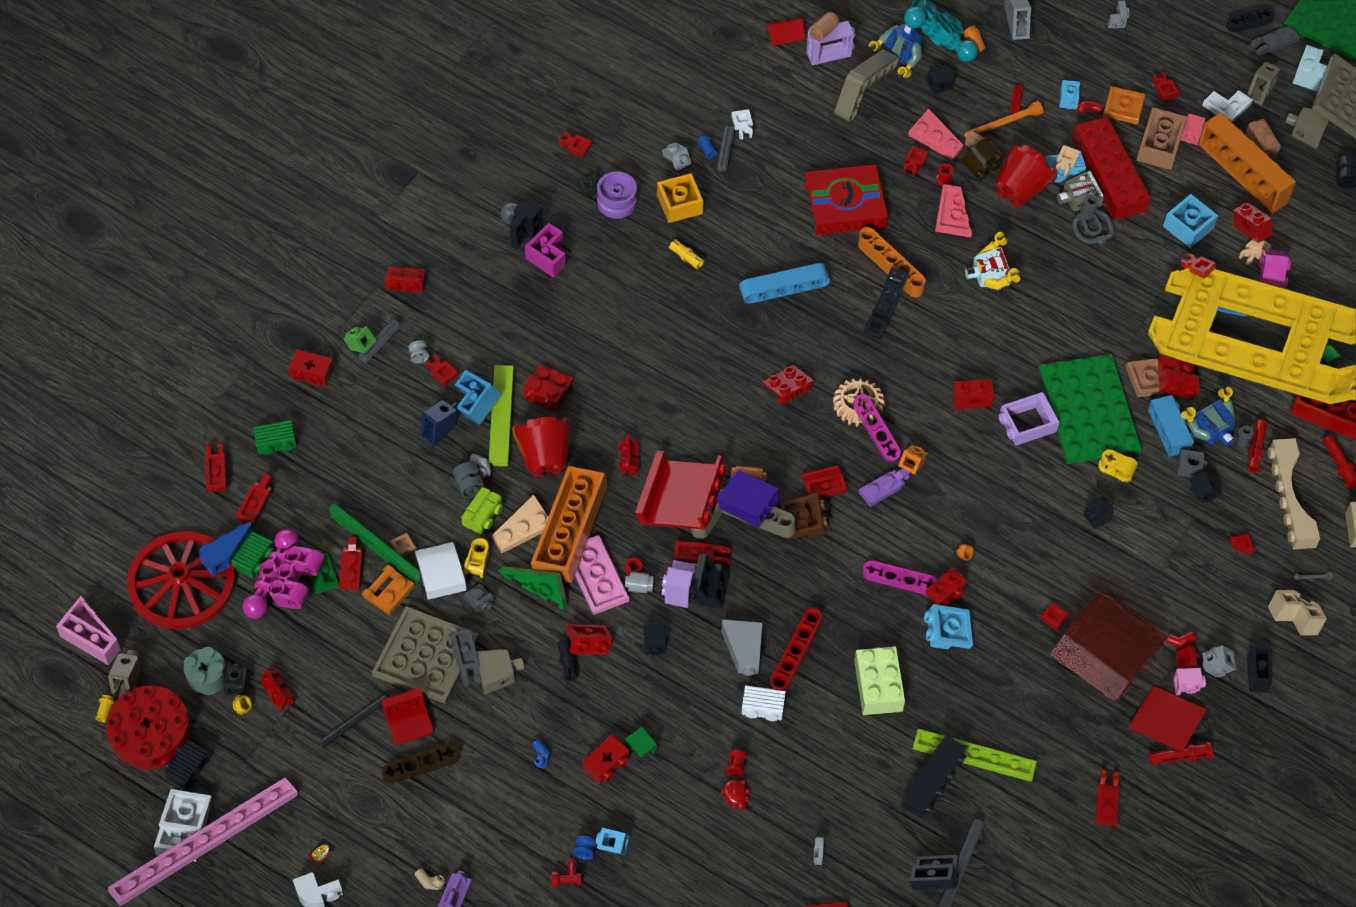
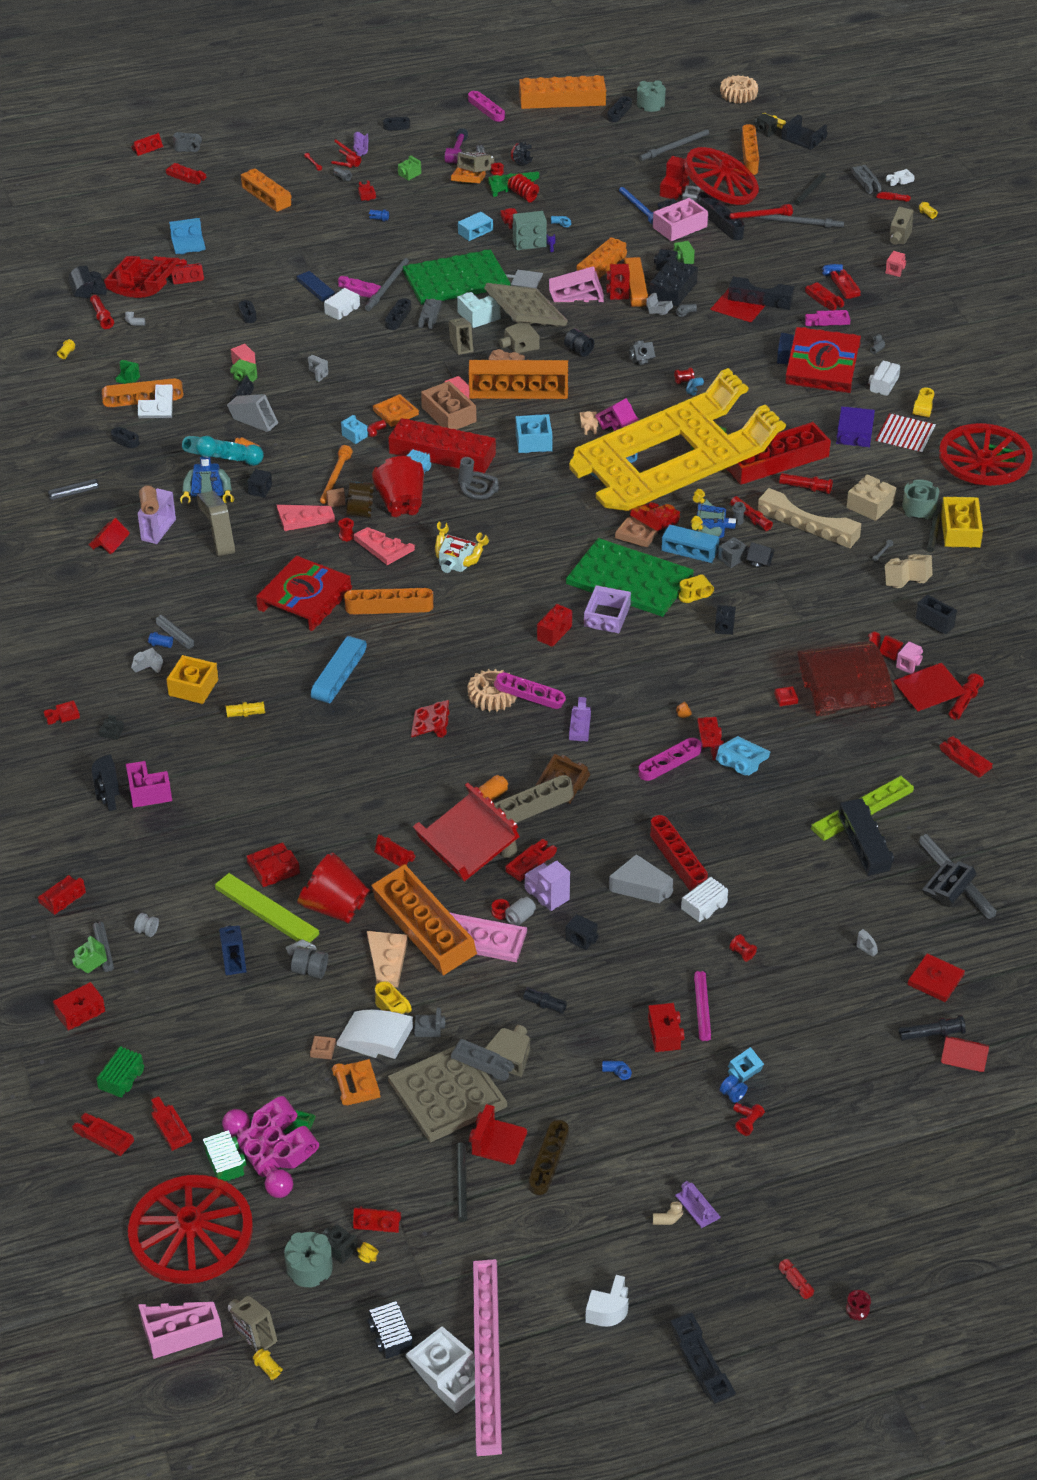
camera: 50 degrees left, 15 degrees down
(148, 726) = (323, 1337): red brick -> none
(218, 554) = (202, 1171): blue slope -> none
(321, 852) = (568, 1282): sticker -> none
(351, 566) = (305, 1094): red hinge -> none
(375, 544) = (301, 1063): green tile -> none
(442, 372) = (183, 921): red plate -> none
(478, 397) = (235, 904): dark azure brick -> none
(482, 511) = (347, 972): lime brick -> none
(507, 212) = (81, 788): dark grey piece -> none
(543, 583) = (458, 972): green wing -> none
(589, 639) = (543, 970): red bracket -> none
(616, 195) = (144, 713): medium lavender wheel -> none
(641, 743) = (671, 992): green panel -> none
(653, 772) = (702, 1006): none -> dark pink axle
(709, 583) = (578, 874): black brick -> none
(736, 793) = (769, 965): red piece -> none
(742, 122) = (164, 607): white plate -> none
(748, 498) = (521, 790): dark purple brick -> none
(825, 482) = (542, 751): red plate -> none
(879, 680) = (751, 820): yellowish green brick -> none
(887, 303) = (422, 624): black slope -> none
(915, 159) = (313, 537): red plate -> none
(915, 455) = (577, 688): orange brick -> none
(1016, 99) = (324, 458): red axle -> none
(1067, 159) = (415, 453): light nougat plate -> none
(1077, 189) = (444, 472): torso -> none
(1165, 88) = (405, 383): red plate -> none
(1201, 267) = (583, 444): red plate -> none
(1219, 661) = (910, 631): light grey brick -> none
(1229, 108) = (457, 366): white plate -> none
(1242, 544) = (822, 568): red tile -> none
(1252, 222) = (570, 405): red brick -> none

